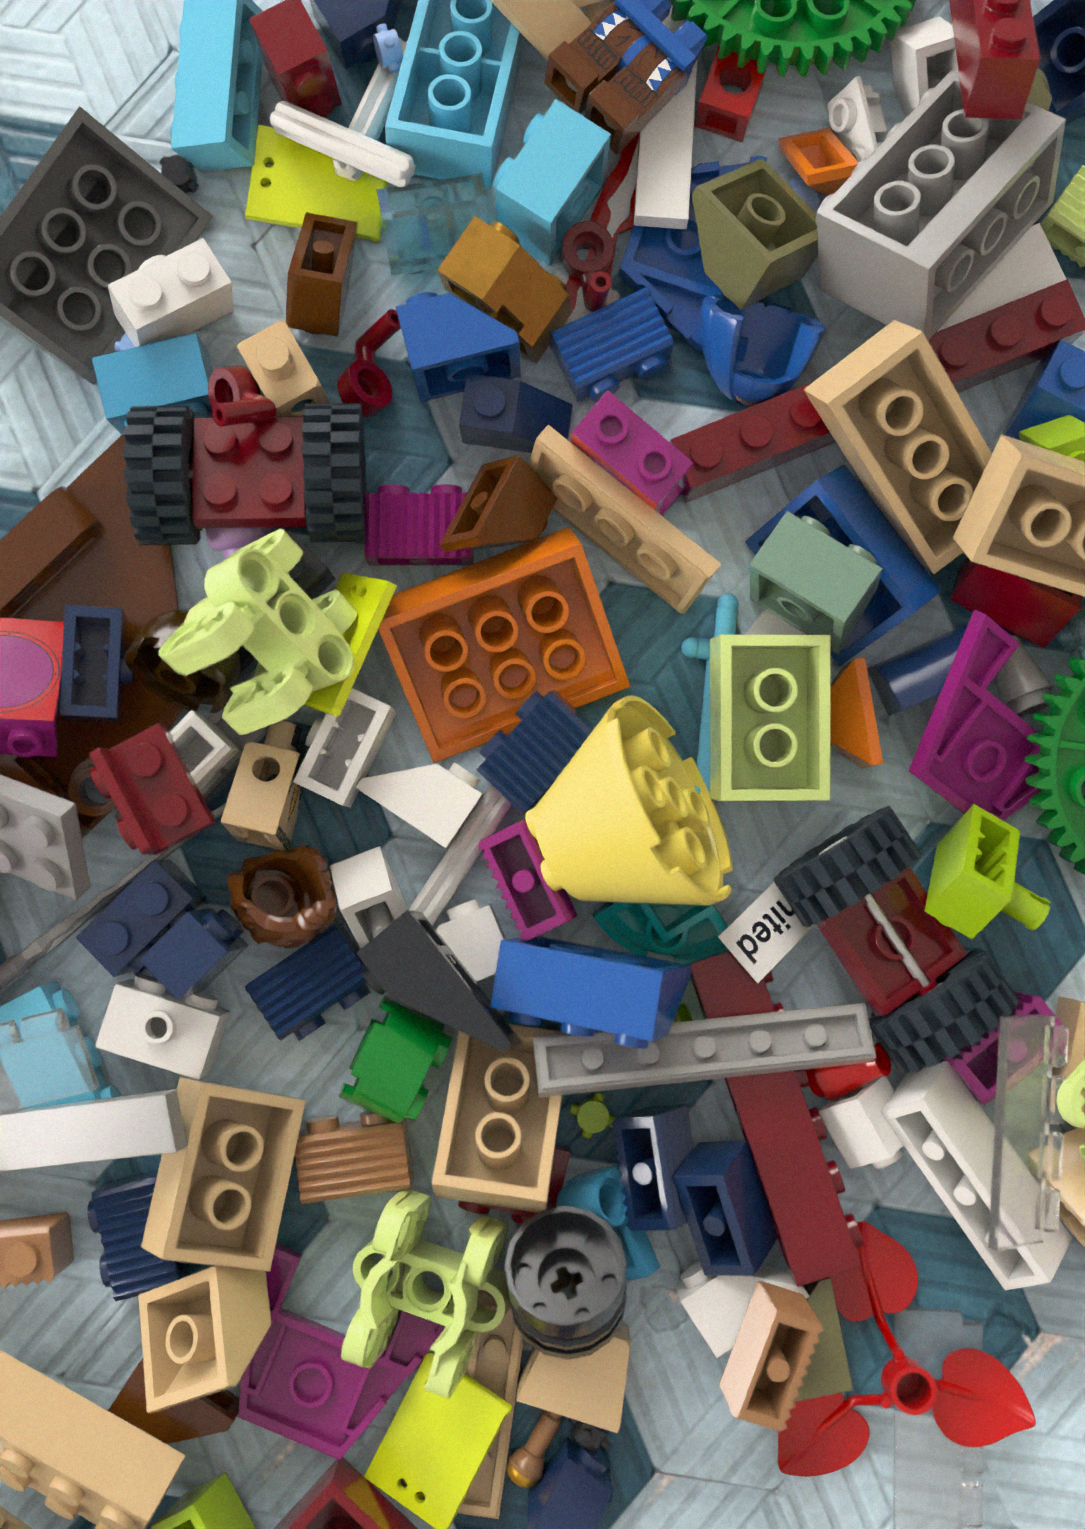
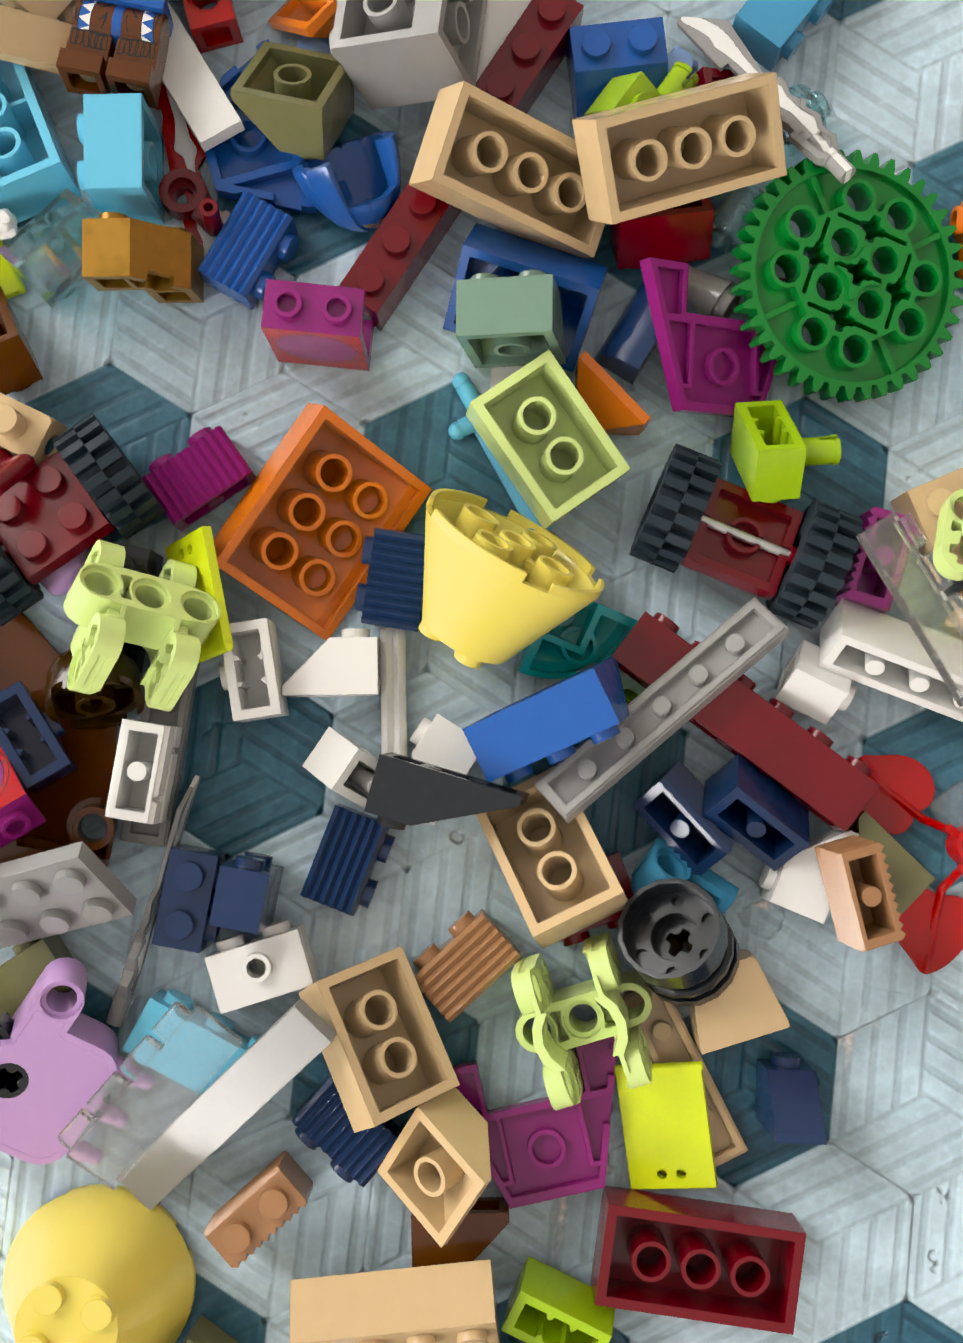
camera: 35 degrees left, 0 degrees up
(151, 791) = (133, 795): dark red bracket -> none
(263, 810) = (217, 744): tan torso -> none
(284, 896) = (284, 810): reddish brown hair -> none
(363, 380) = (81, 395): dark red plate -> none
(395, 1062) = (447, 872): green brick -> none
(452, 339) = (134, 325): blue slope -> none
(500, 508) = (248, 421): reddish brown slope -> none
(509, 413) = (212, 350): dark blue slope -> none
(517, 867) = (436, 668): magenta brick -> none
(527, 1463) = (741, 1096): medium nougat piece -> none
(590, 1436) = (771, 1043): black piece -> none
(592, 1115) = (616, 815): lime piece -> none
(621, 522) = (340, 373): tan tile -> none
(764, 933) = (649, 597): white sticker -> none
(841, 1080) = (775, 665): red cone -> none

